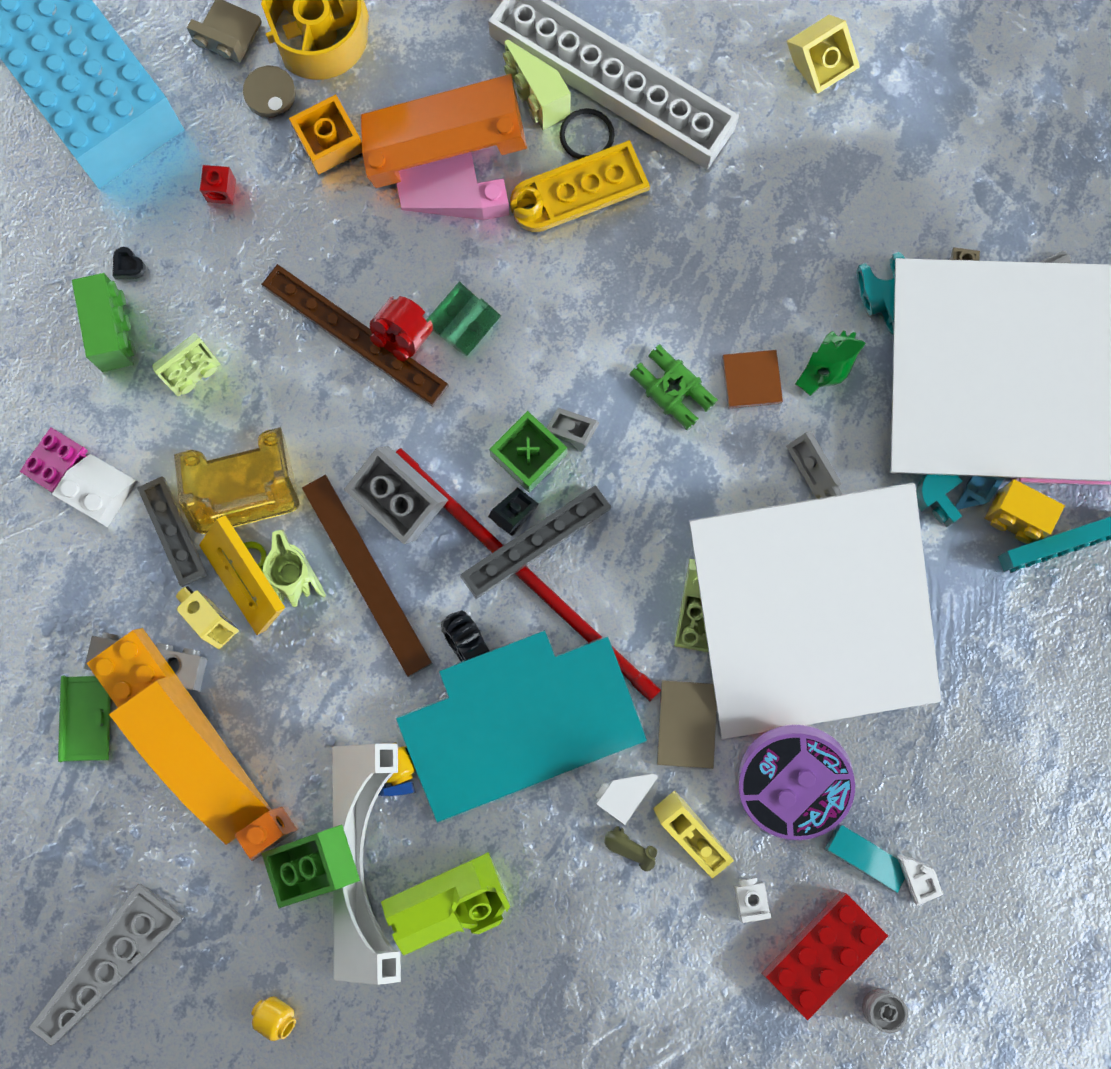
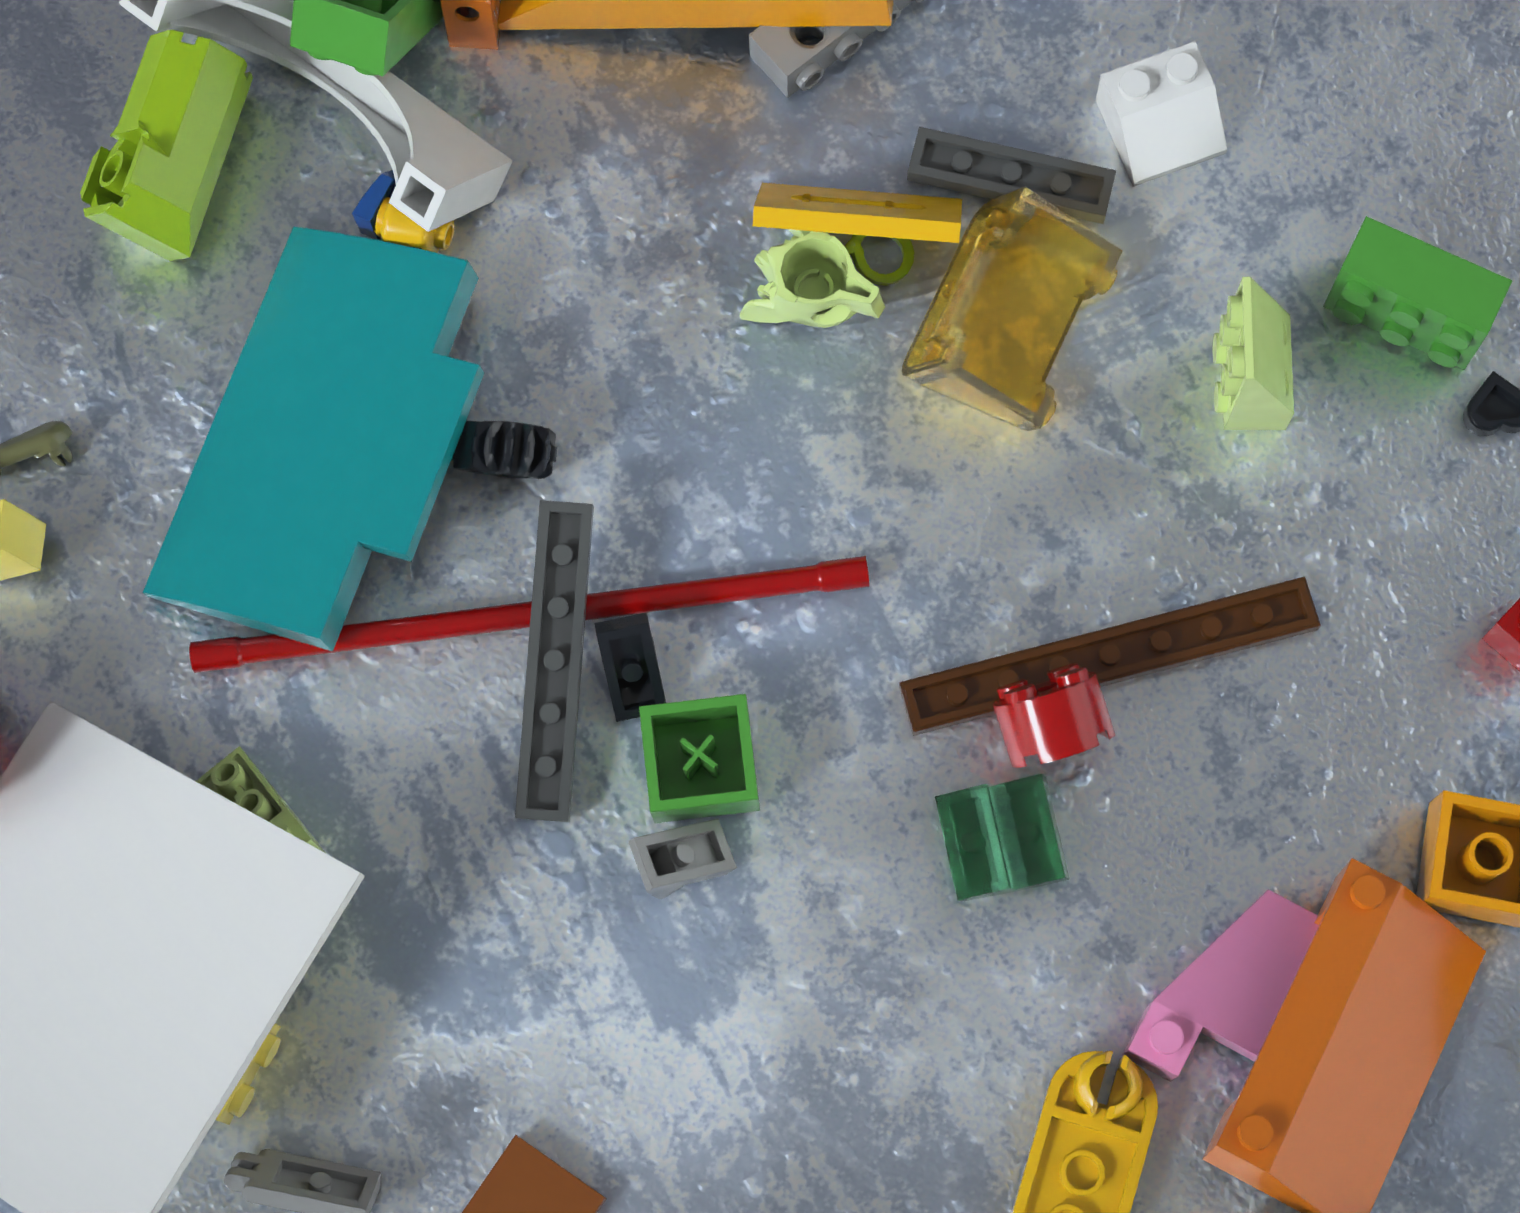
camera: 135 degrees right, 5 degrees down
(52, 459) = (1256, 90): dark pink hinge -> none
(205, 617) = (840, 123): light yellow torso -> none
(367, 576) = (721, 393): reddish brown tile -> none
(395, 494) = (796, 511): light grey brick -> none
(624, 795) = (91, 490): white slope -> none
(674, 373) = (639, 1094): bright green pin -> none
(687, 724) = (115, 668): dark tan tile -> none

